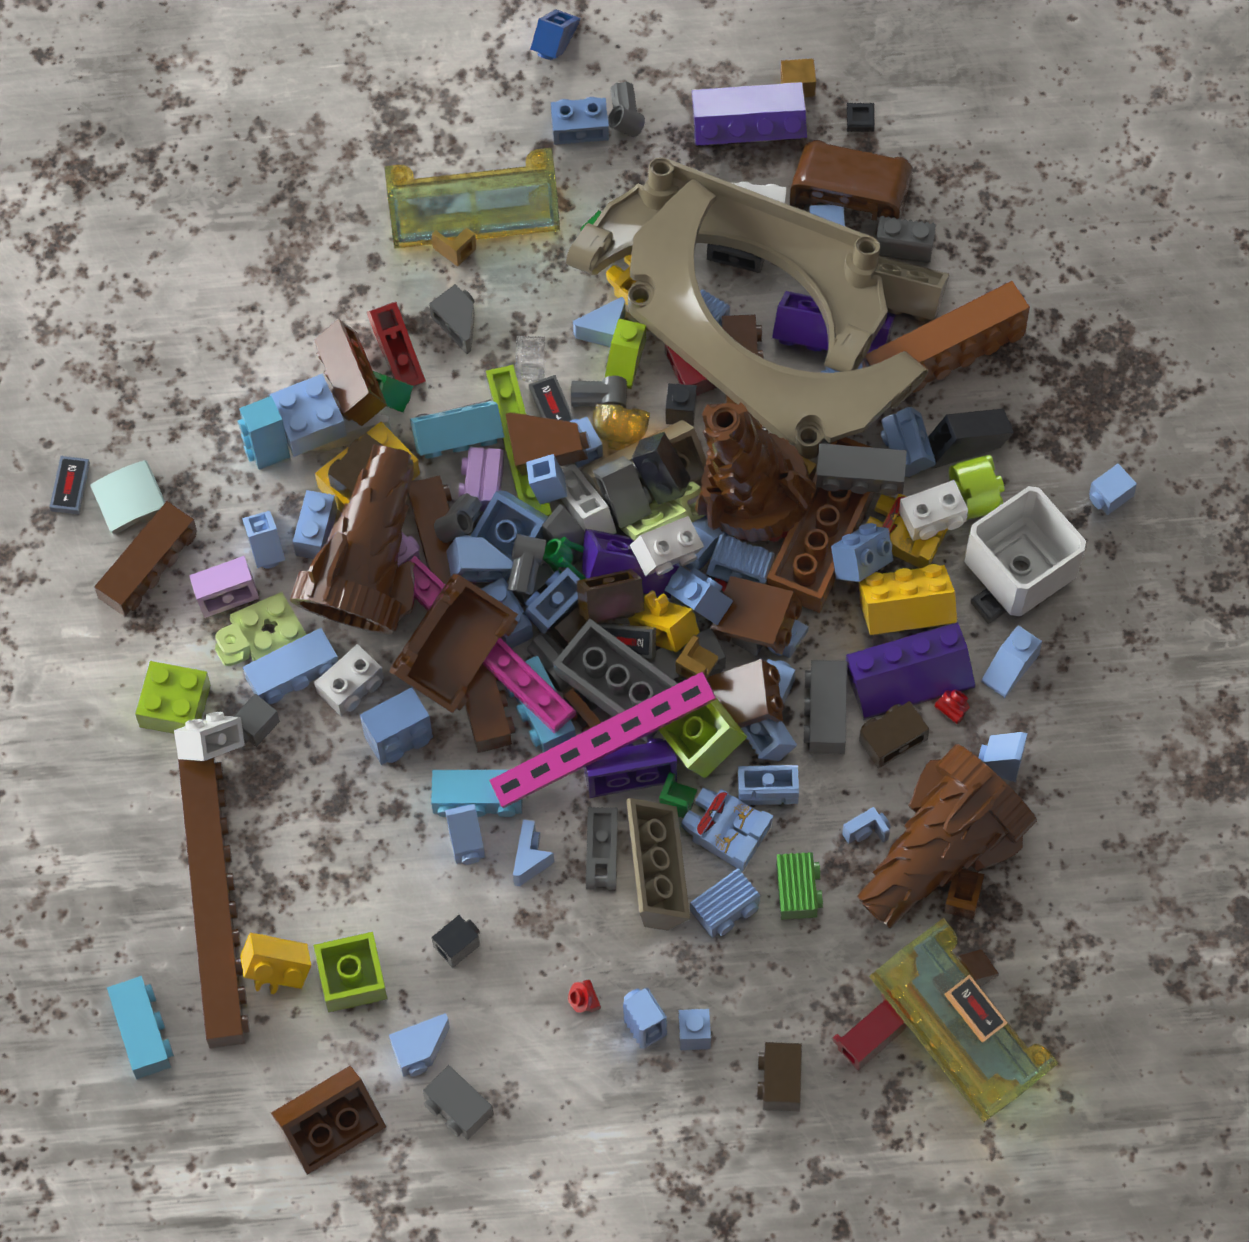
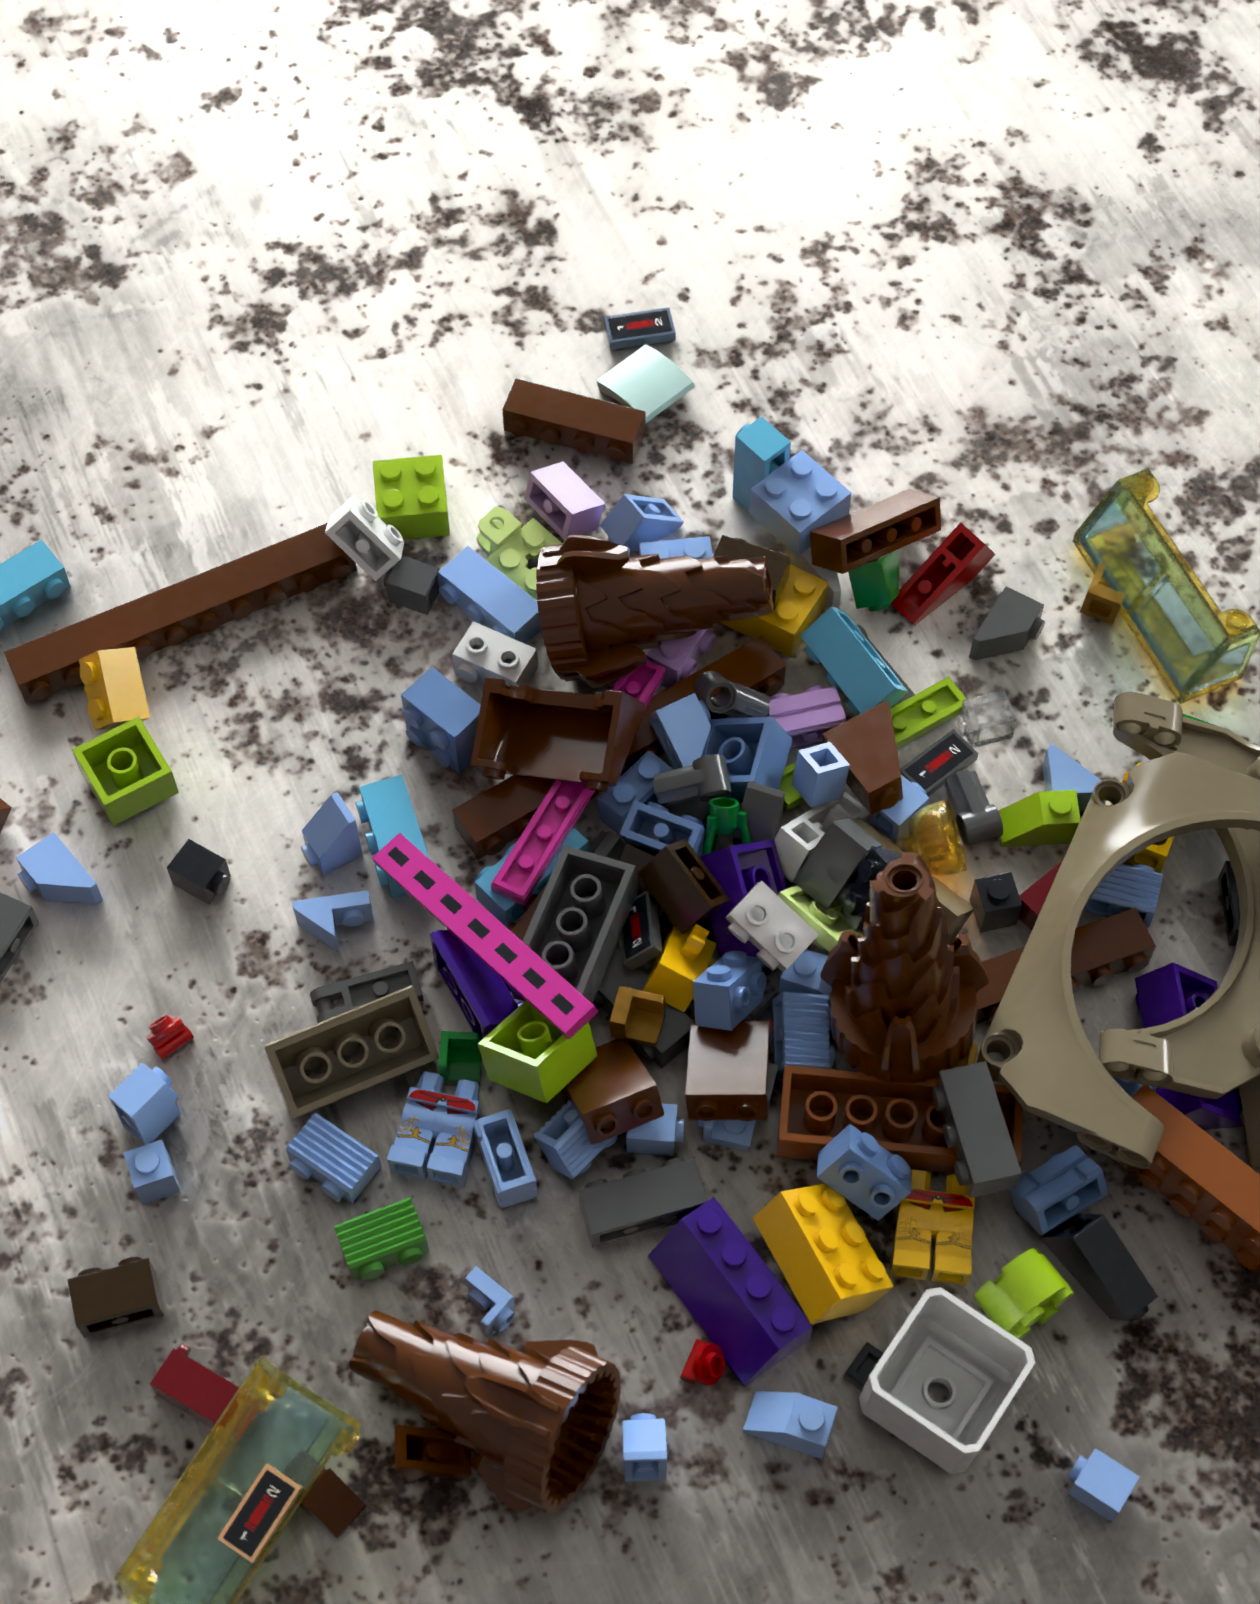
camera: 70 degrees right, 5 degrees down
(893, 734) = (632, 1296): dark brown brick -> none
(933, 511) = (958, 1243): white brick -> none

